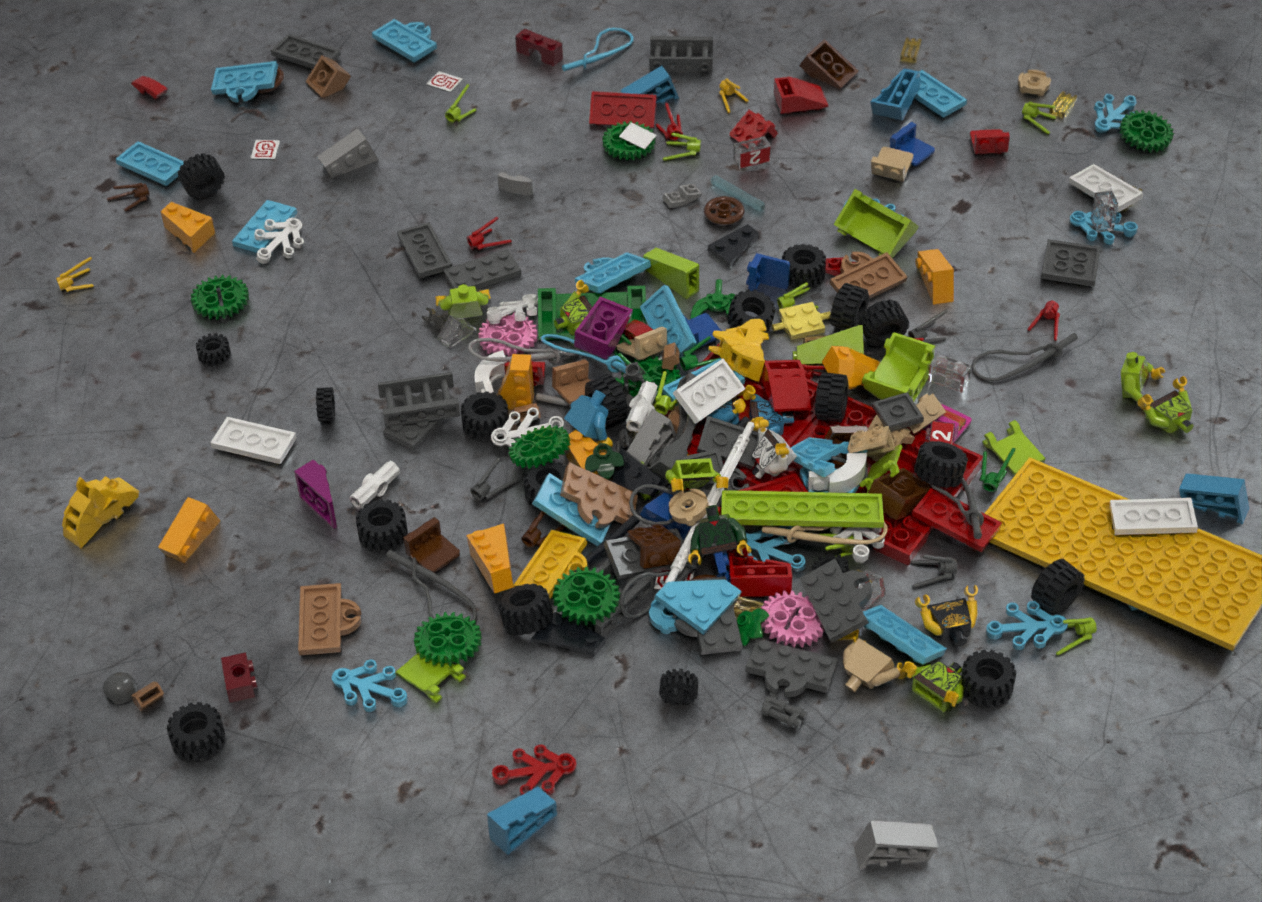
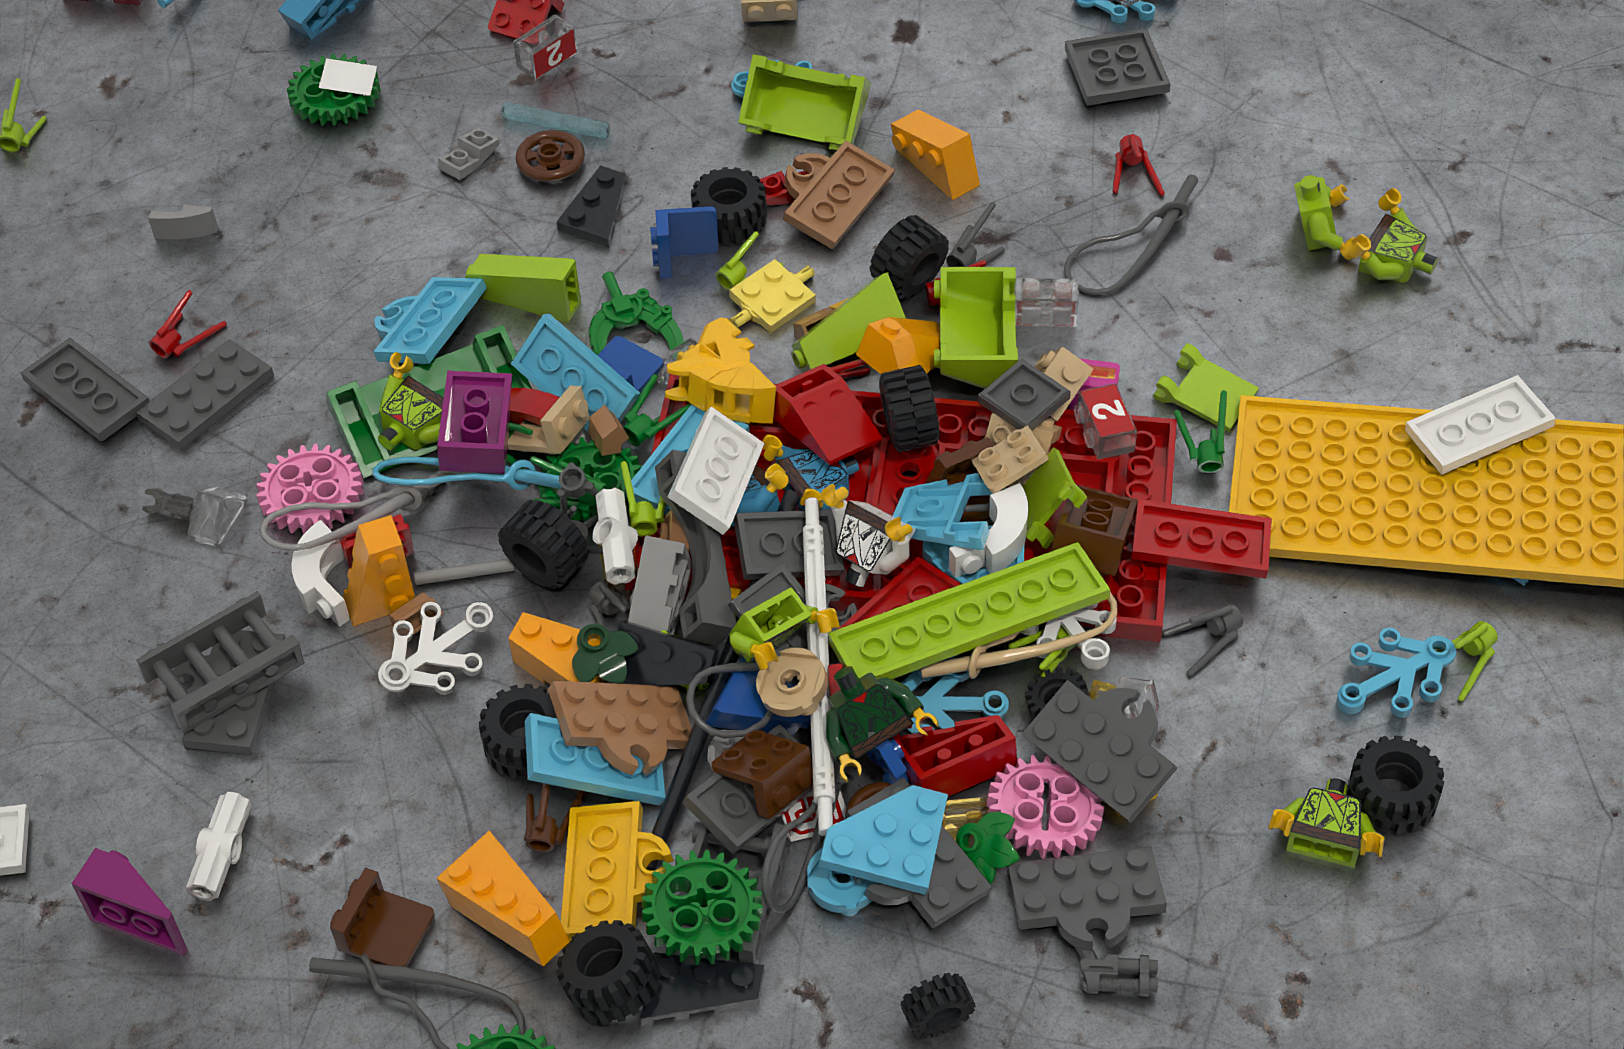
camera: 25 degrees left, 5 degrees up
(325, 404) = (55, 731): black tyre -> none
(380, 537) = (265, 894): black tyre -> none
(464, 301) = (204, 458): lime torso -> none
(482, 488) = (410, 778): dark grey plant -> none
(483, 414) = (341, 627): black tyre -> none
(529, 301) = (291, 438): white plant -> none
(539, 446) = (477, 669): green gear -> none
(571, 379) = (465, 533): medium nougat bracket -> none
(590, 417) = (537, 586): dark azure torso -> none
(614, 108) = (291, 40): red plate -> none
(671, 128) = (396, 48): red plant -> none
(693, 146) = (442, 65): lime plant -> none
(752, 302) = (690, 292): black tyre -> none
(848, 306) = (843, 249): black tyre -> none
(868, 666) = (1206, 839): tan torso -> none
(903, 635) = (1230, 765): medium azure plate -> none
(940, 464) = (1137, 458): black tyre -> none
(951, 618) = (1283, 705): torso -> none
(976, 516) = (1226, 518): dark grey piece -> none
(1057, 586) = (1413, 591): black tyre -> none
(1217, 494) = (1535, 354): dark azure wedge -> none

